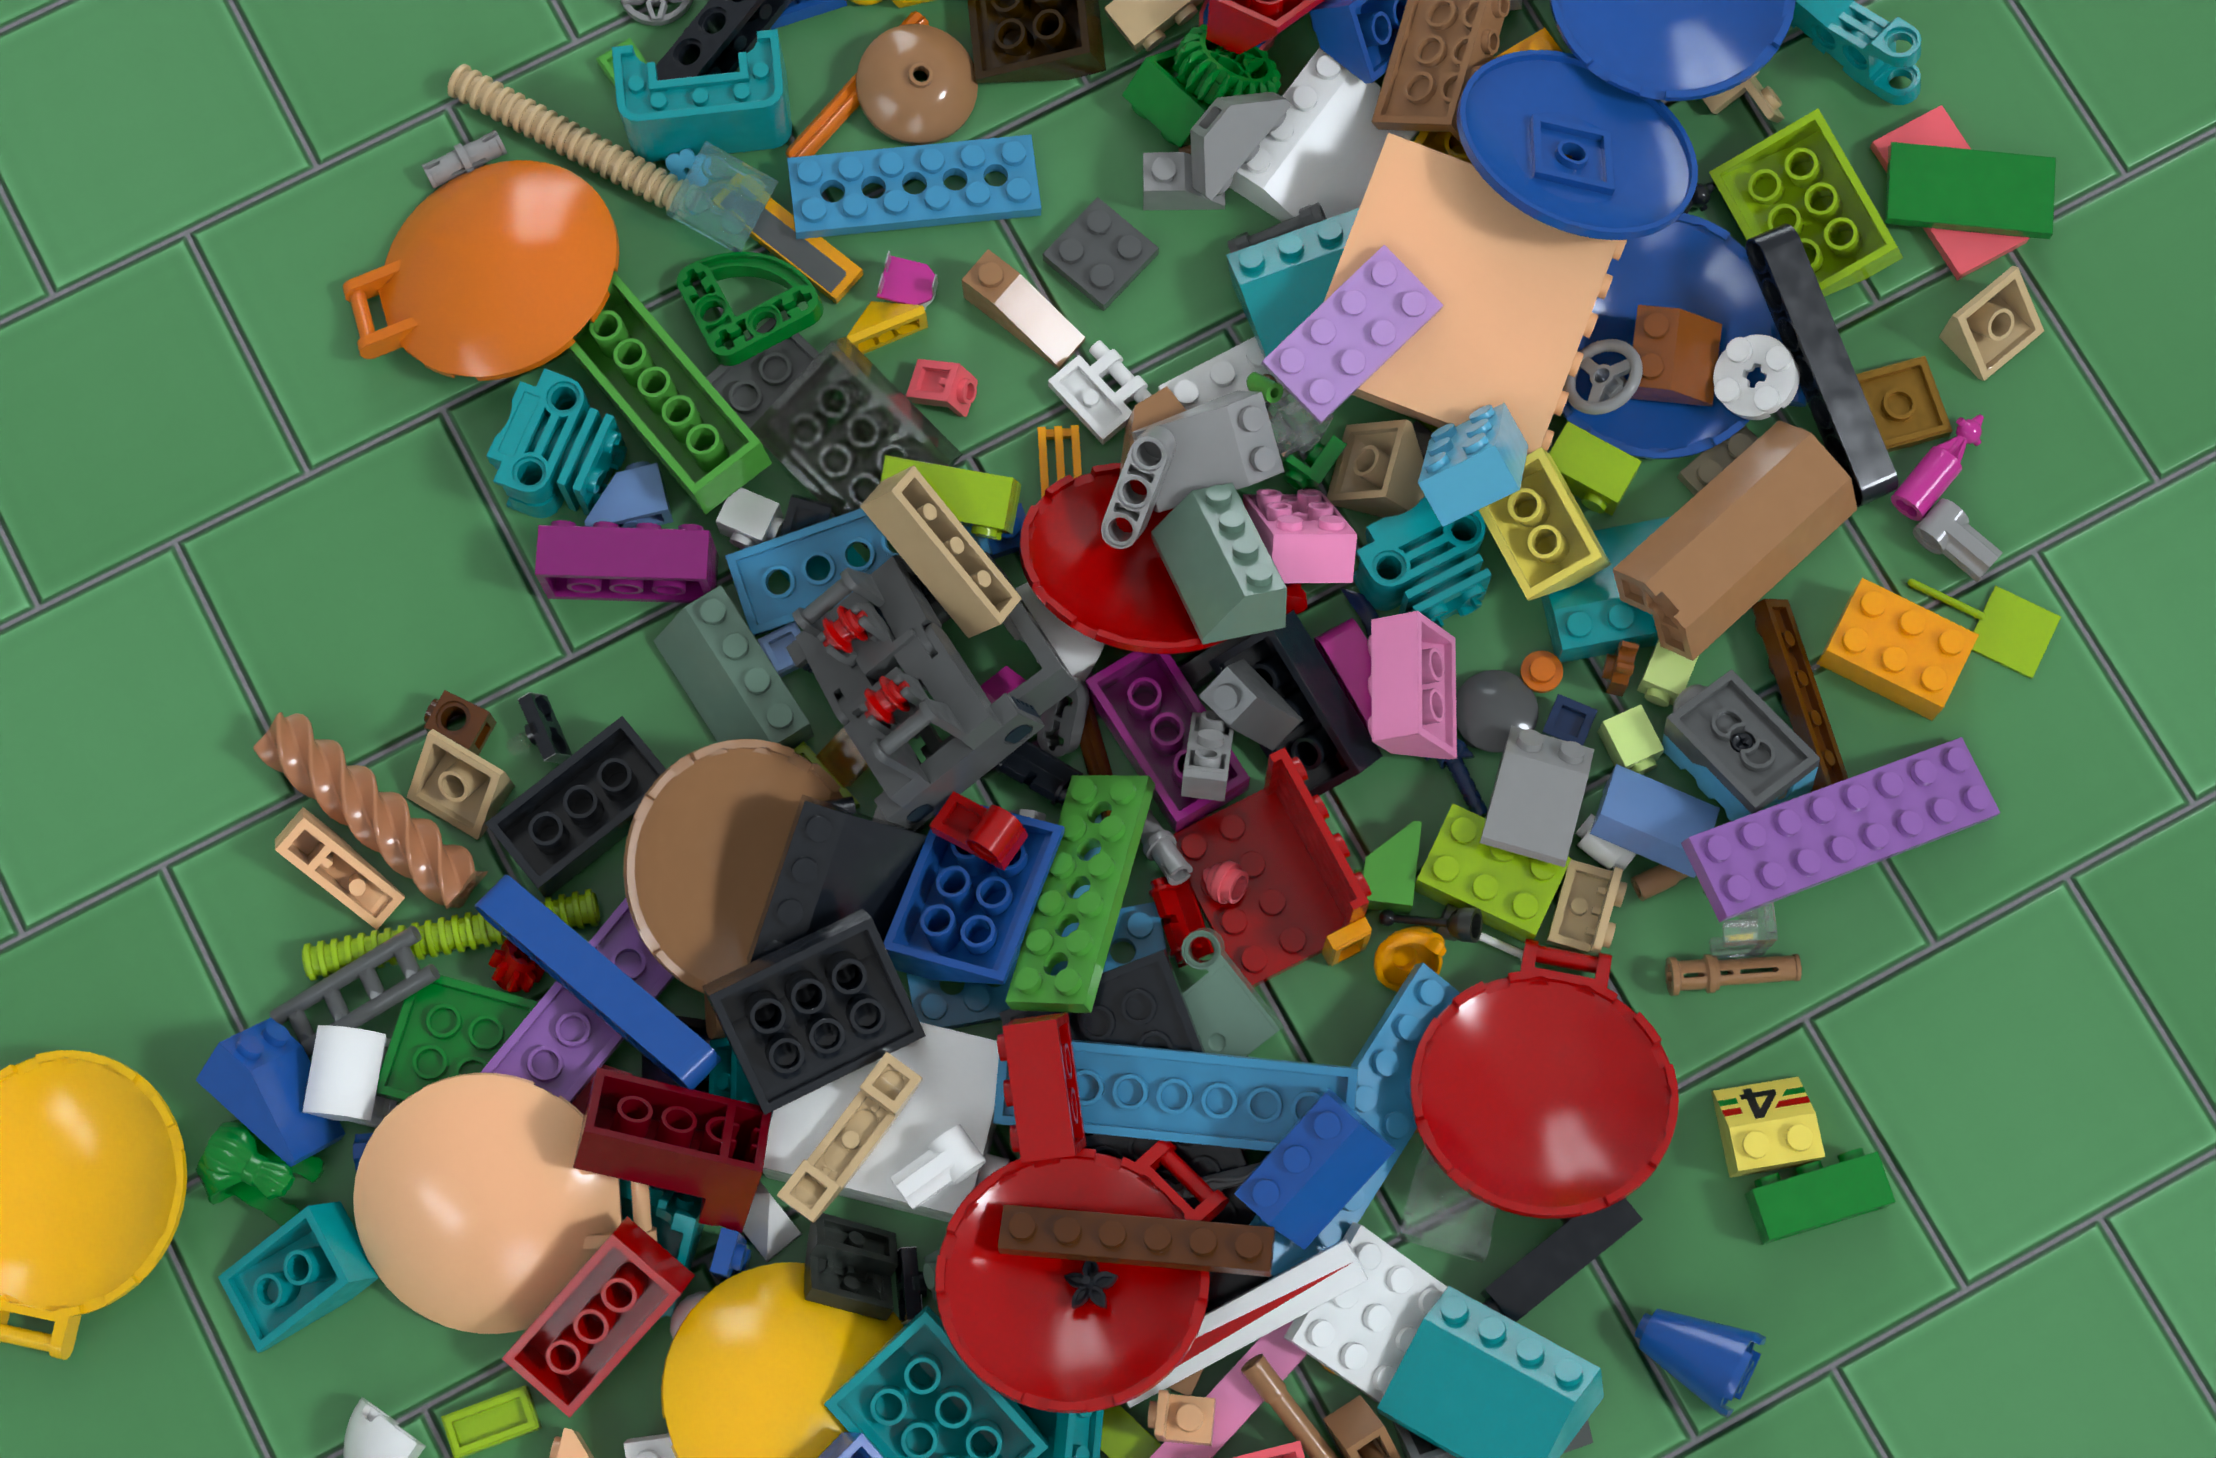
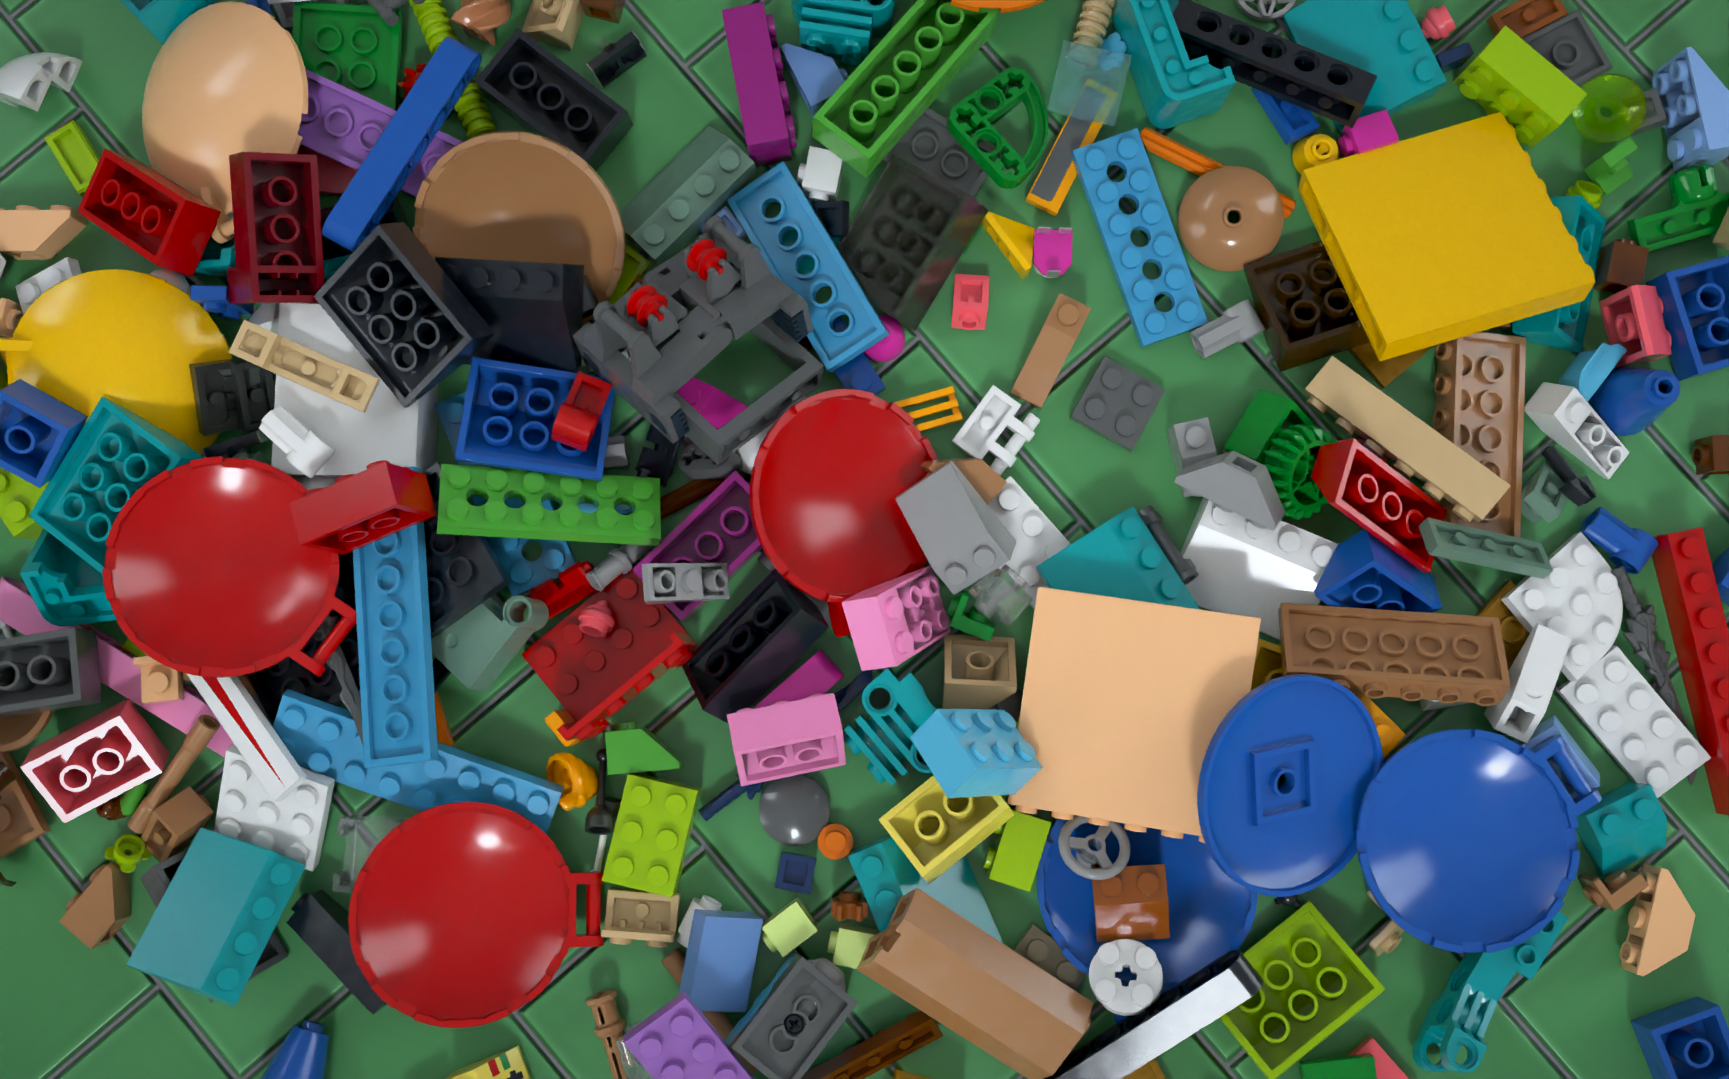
camera: 80 degrees right, 10 degrees up
(941, 552) = (792, 322): tan brick -> none
(976, 498) = (852, 320): lime brick -> none
(1042, 107) = (1234, 326): none -> light grey piece
(1090, 1285) = (231, 581): black plant -> none
(1125, 501) = (905, 476): light grey beam -> none
(1137, 1240) = (261, 611): reddish brown plate -> none
(1221, 566) = (847, 558): sand green slope -> none
(1250, 705) = (738, 608): dark grey slope -> none
(1267, 385) = (1020, 562): bright green arm -> none
(1314, 1170) = (346, 738): blue slope -> none
(1352, 334) = (1074, 625): lavender plate -> none
(1537, 796) = (716, 859): light grey slope -> none

